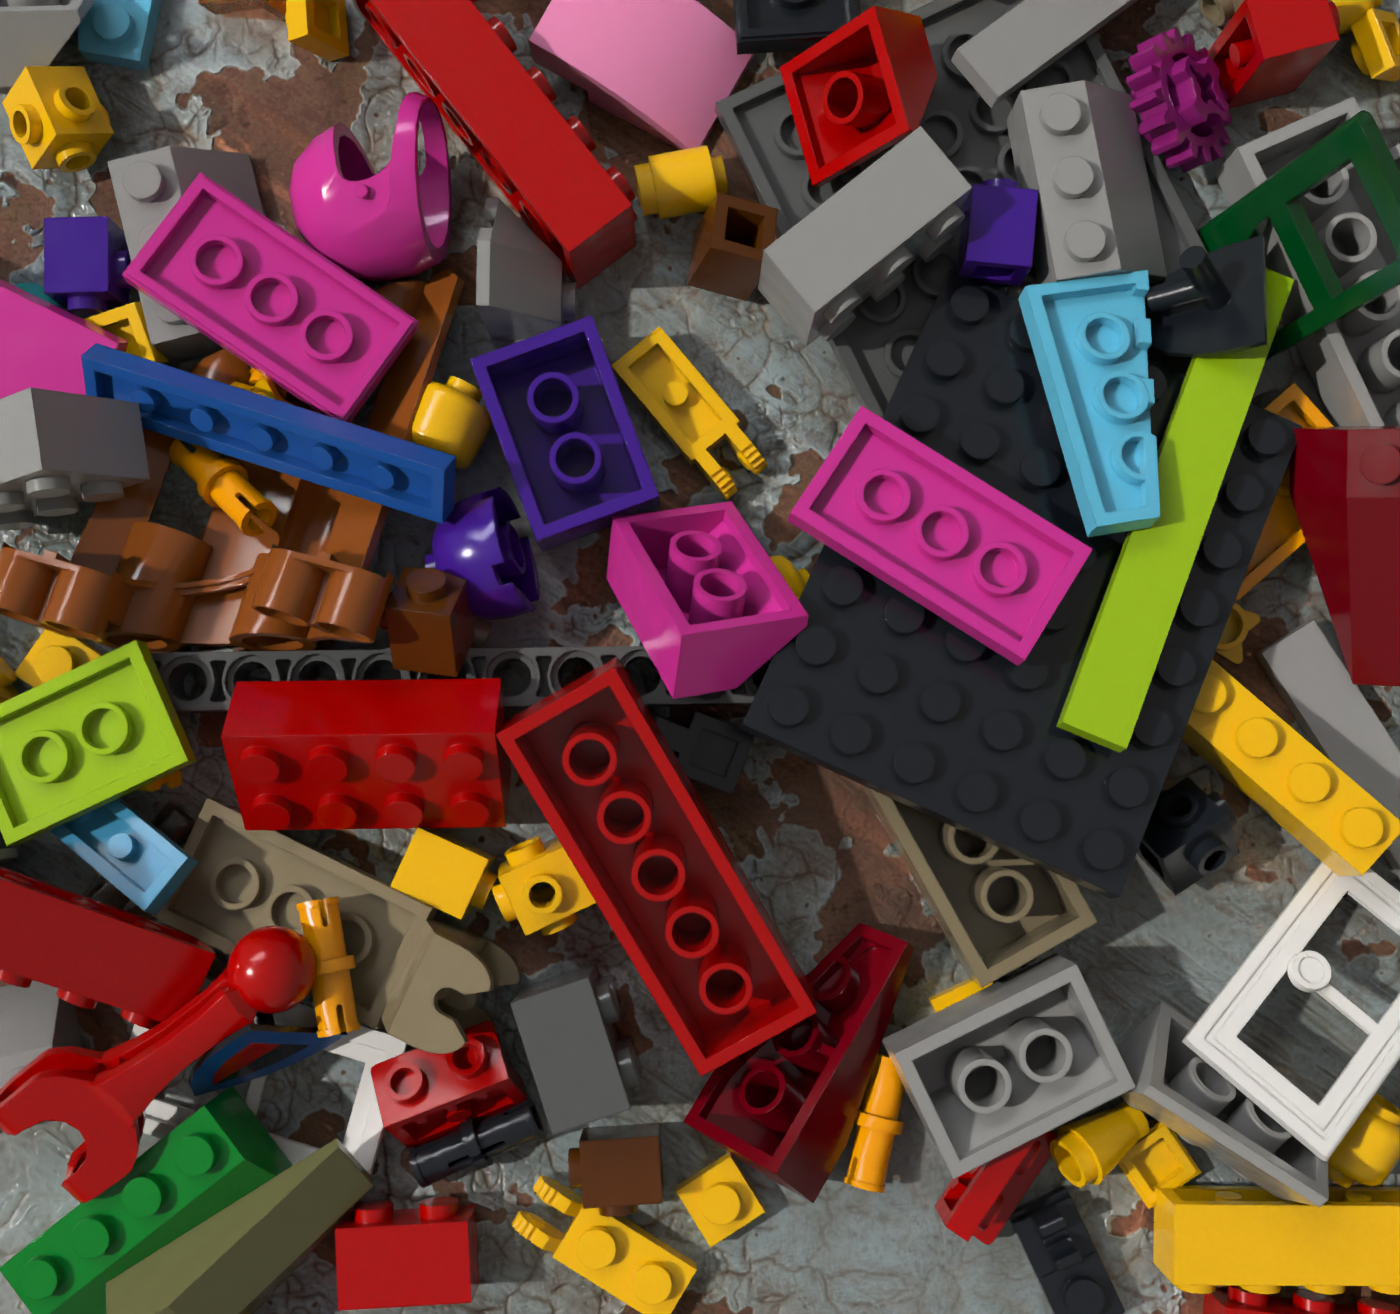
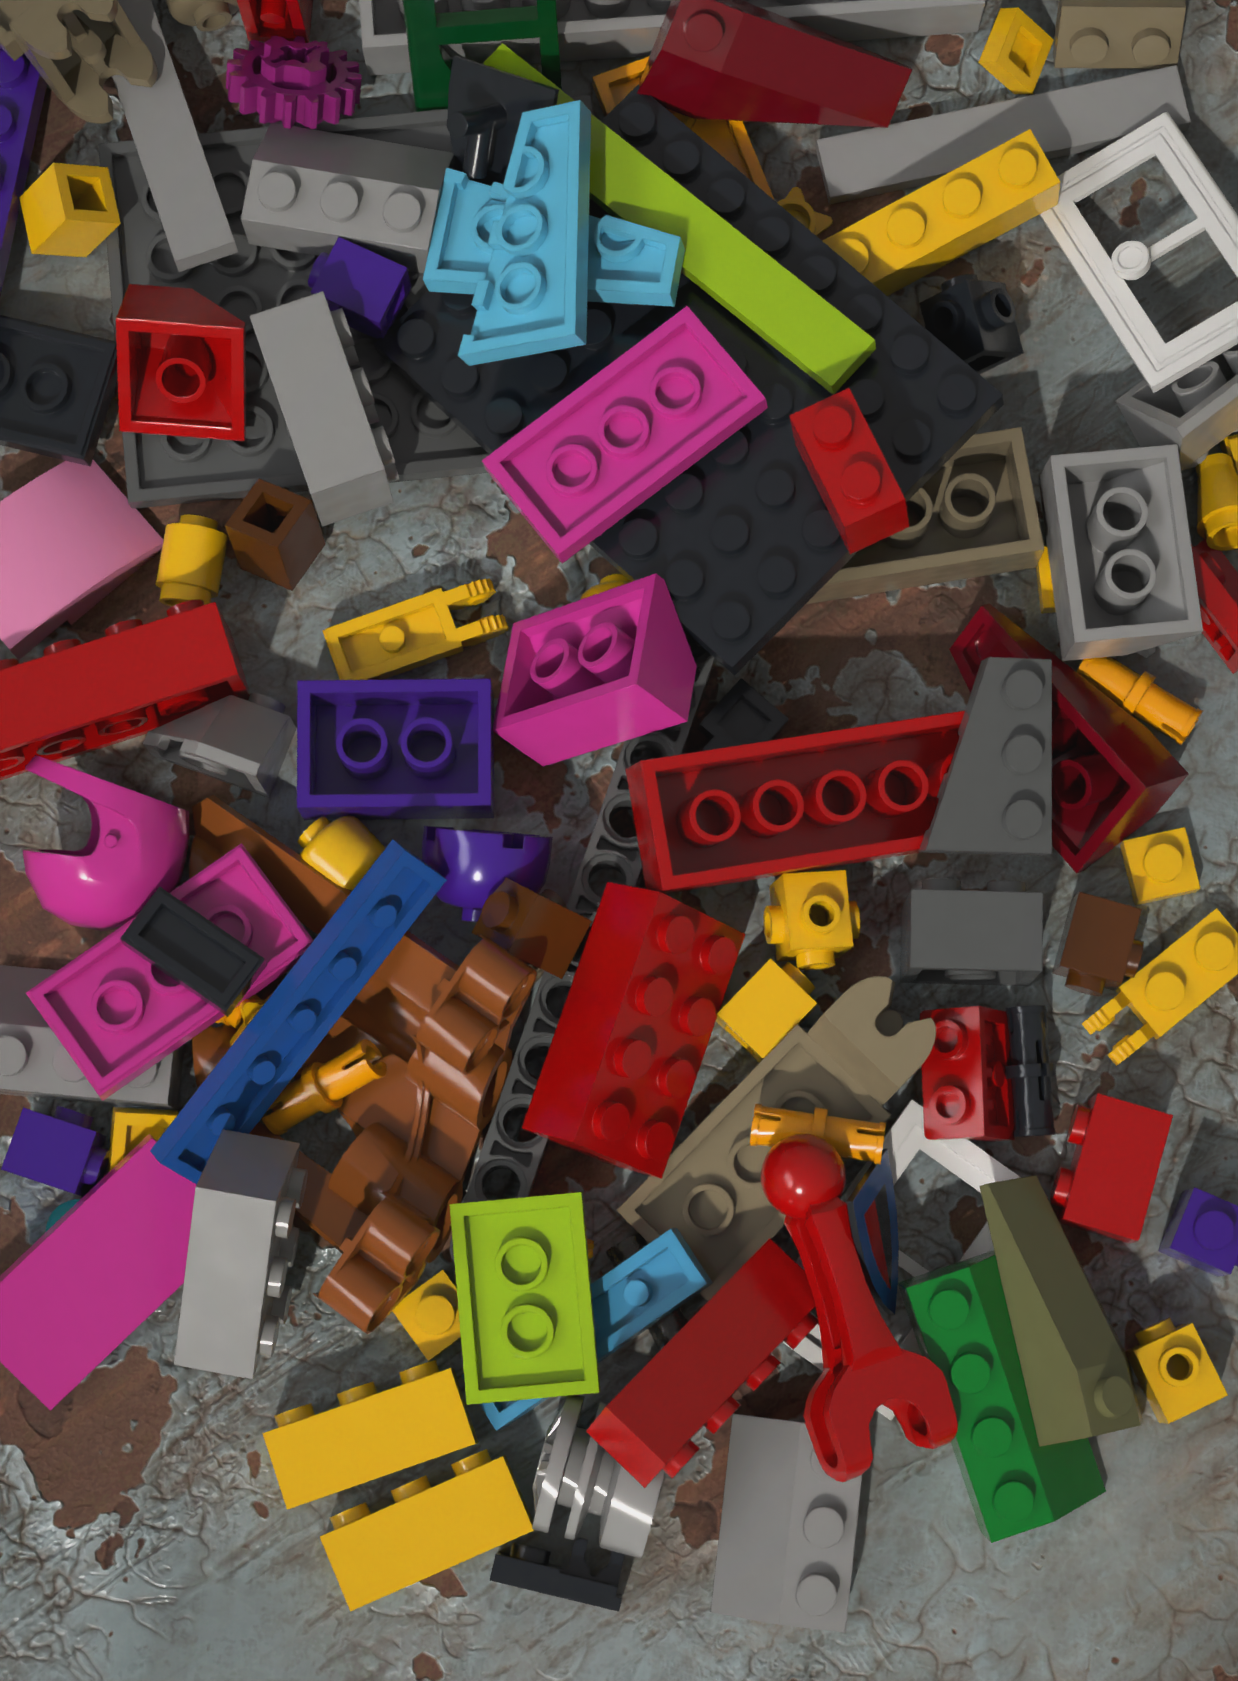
camera: 65 degrees left, 5 degrees down
(290, 311) = (193, 951): none -> black tile
(744, 1023) = (1002, 766): none -> dark grey wing
(979, 771) = (849, 471): none -> red brick
(1082, 387) = (540, 244): none -> medium azure wing

